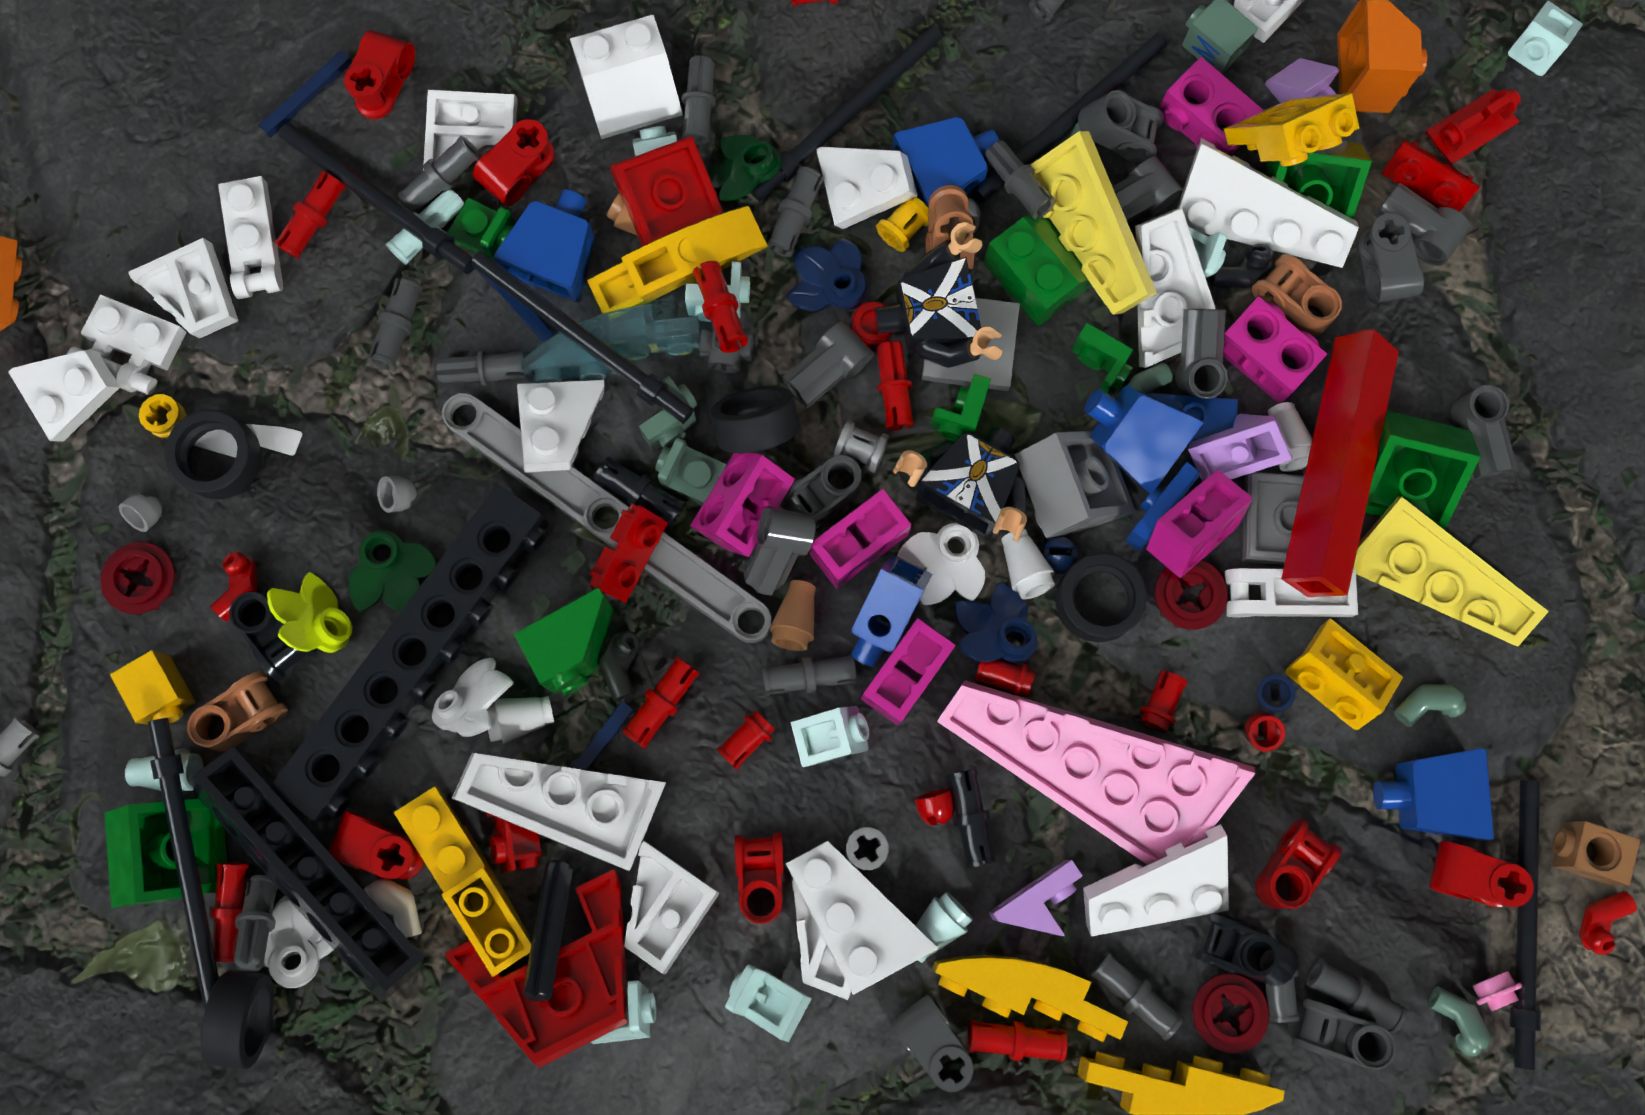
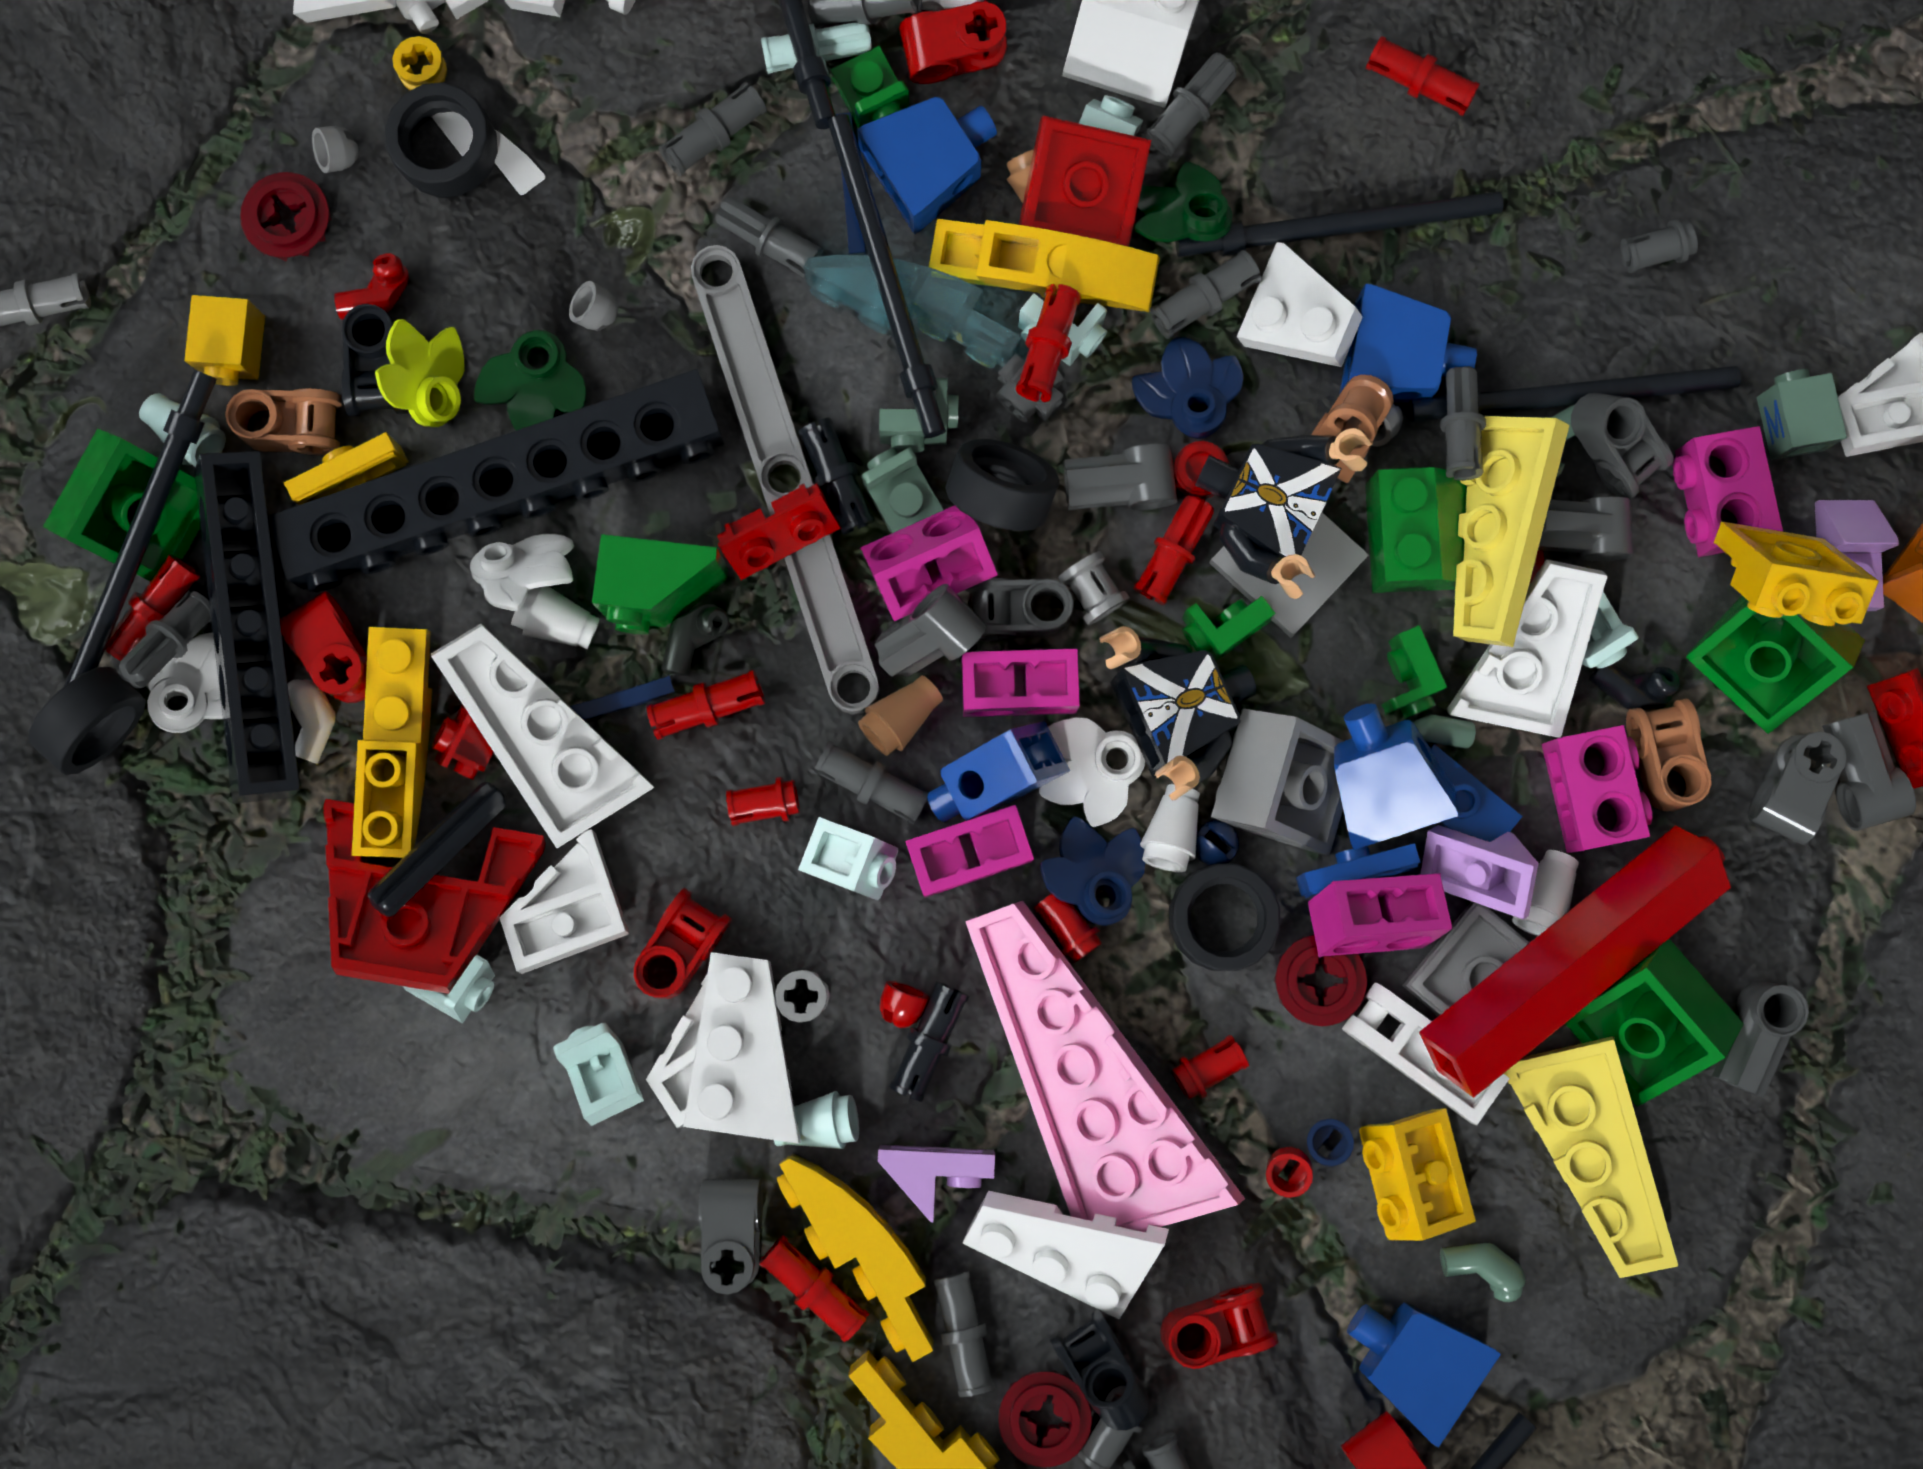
camera: 35 degrees right, 5 degrees up
(302, 716) = (347, 468): none -> yellow plate
(555, 421) = (801, 344): white wing -> none
(903, 224) = (1309, 385): yellow bush -> none
(1202, 347) = (1522, 736): dark grey piece -> none
(1256, 209) = (1688, 624): white wing -> none

